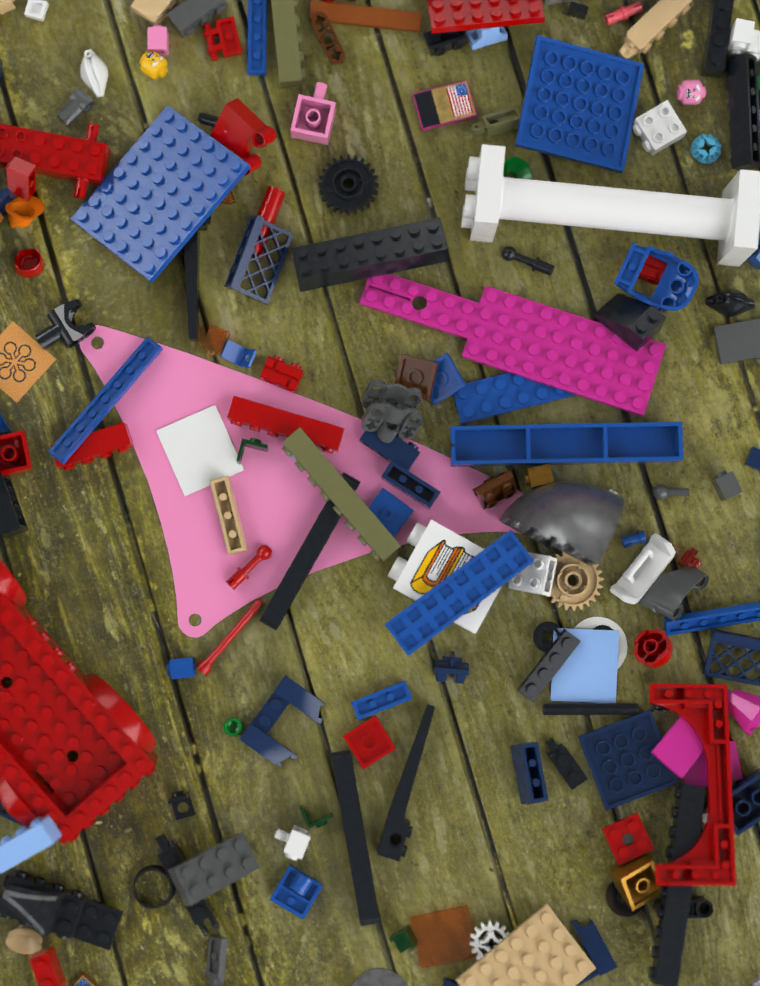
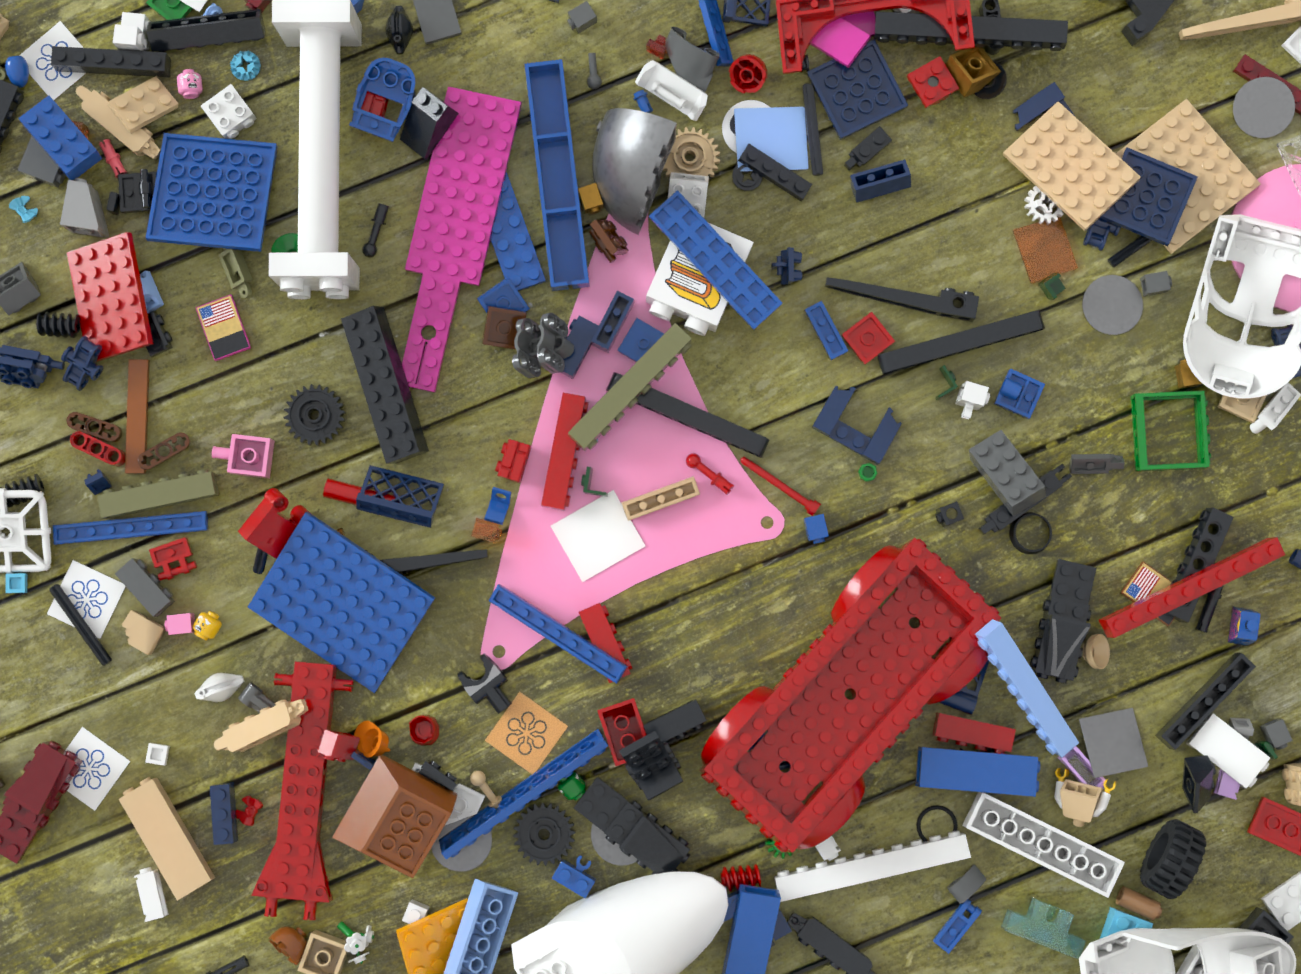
camera: 90 degrees left, 0 degrees up
(46, 106) = (262, 727): none -> tan hinge
(588, 32) = (136, 191): none -> black plate
(673, 45) = (143, 104): none -> tan plate

